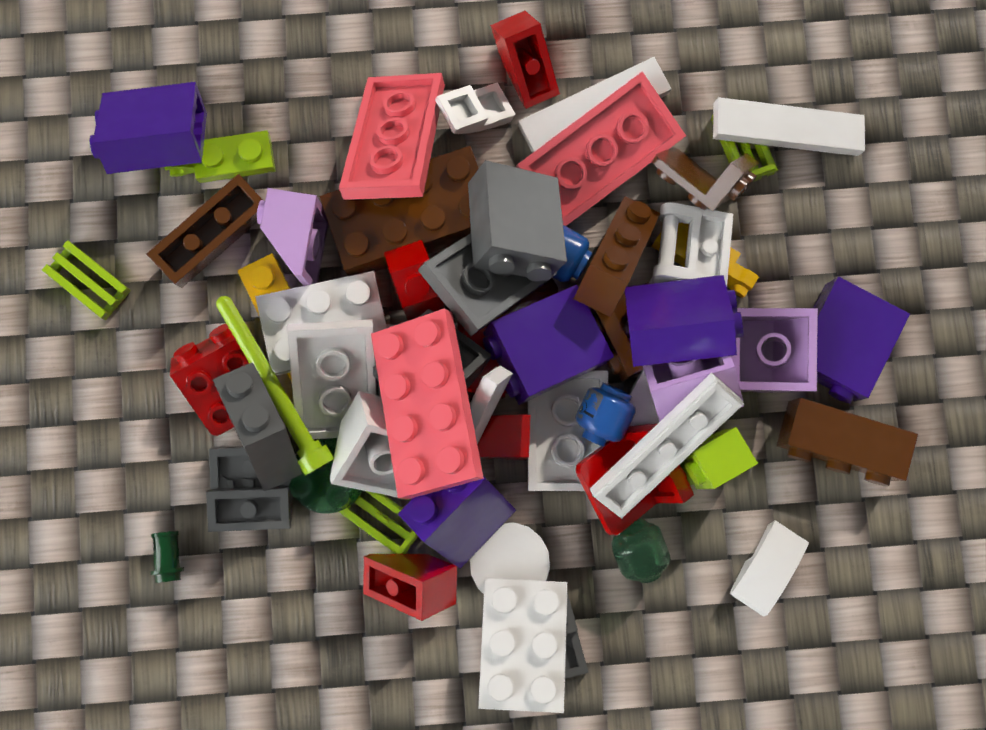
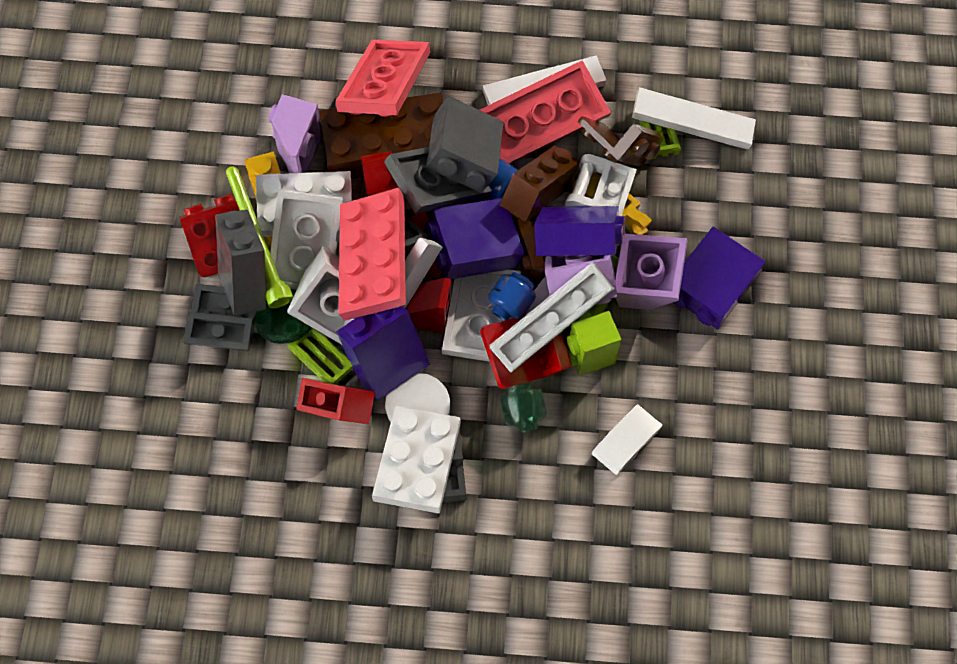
camera: 10 degrees right, 15 degrees down
(62, 260) = (111, 134): lime tile -> none
(149, 128) = (199, 48): dark purple brick -> none
(166, 557) = (145, 366): dark green pin -> none
(207, 232) = (227, 126): reddish brown brick -> none
(229, 156) = (249, 80): lime plate -> none
(476, 109) = (449, 71): white slope -> none
(526, 58) = (496, 43): red slope -> none
(846, 442) = (703, 352): reddish brown brick -> none

